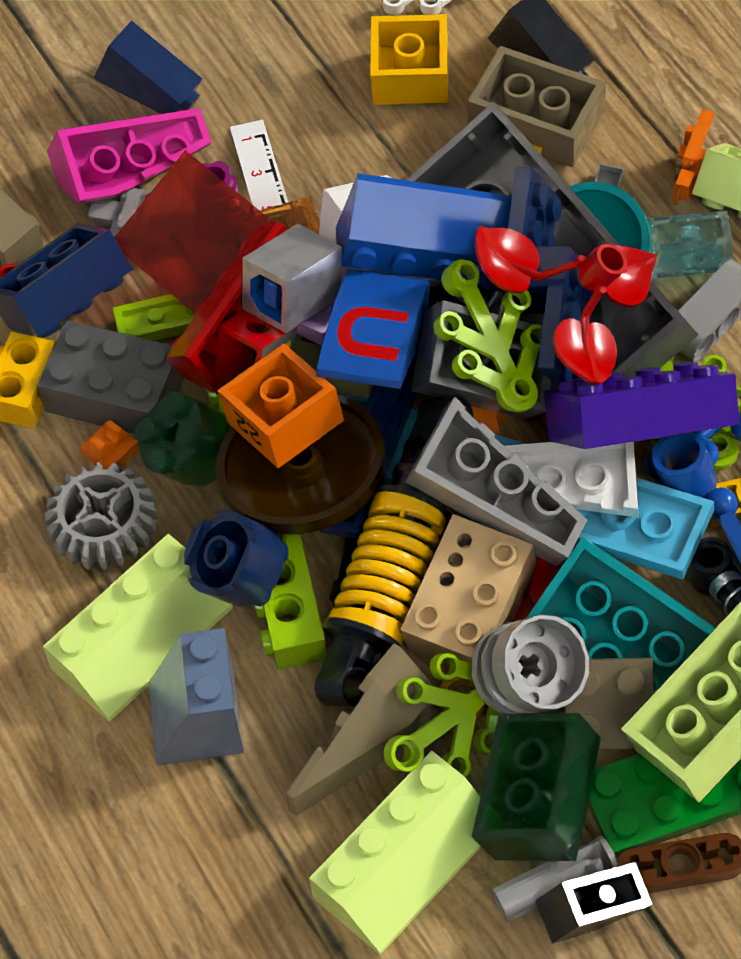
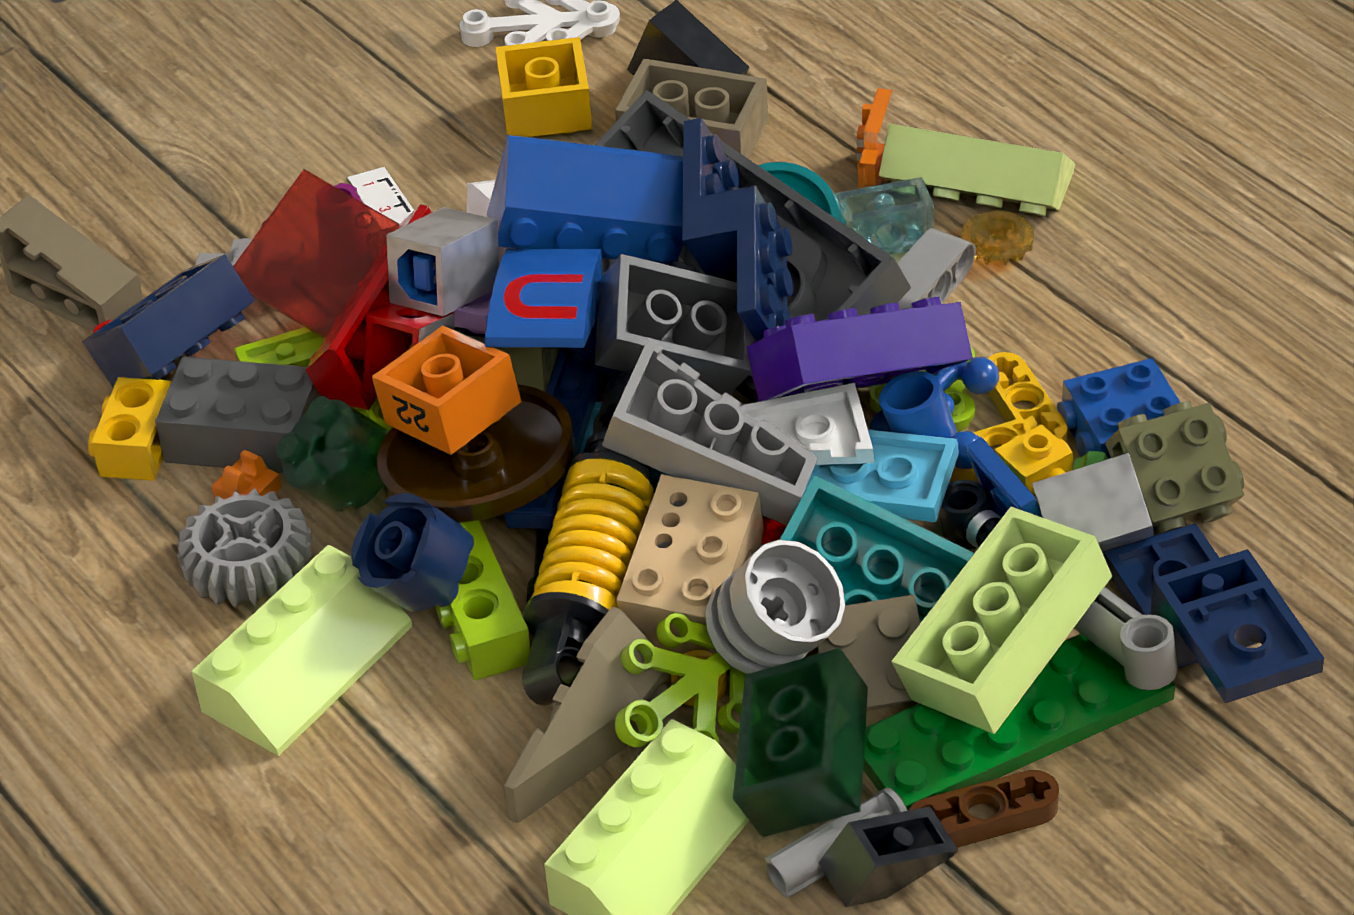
camera: 10 degrees left, 15 degrees down
(118, 155) = (216, 205): dark pink wedge -> none
(148, 72) = (247, 129): dark blue slope -> none
(196, 700) = (382, 706): sand blue slope -> none
(491, 340) = (712, 338): lime plant -> none
(610, 269) = (818, 222): red plant -> none

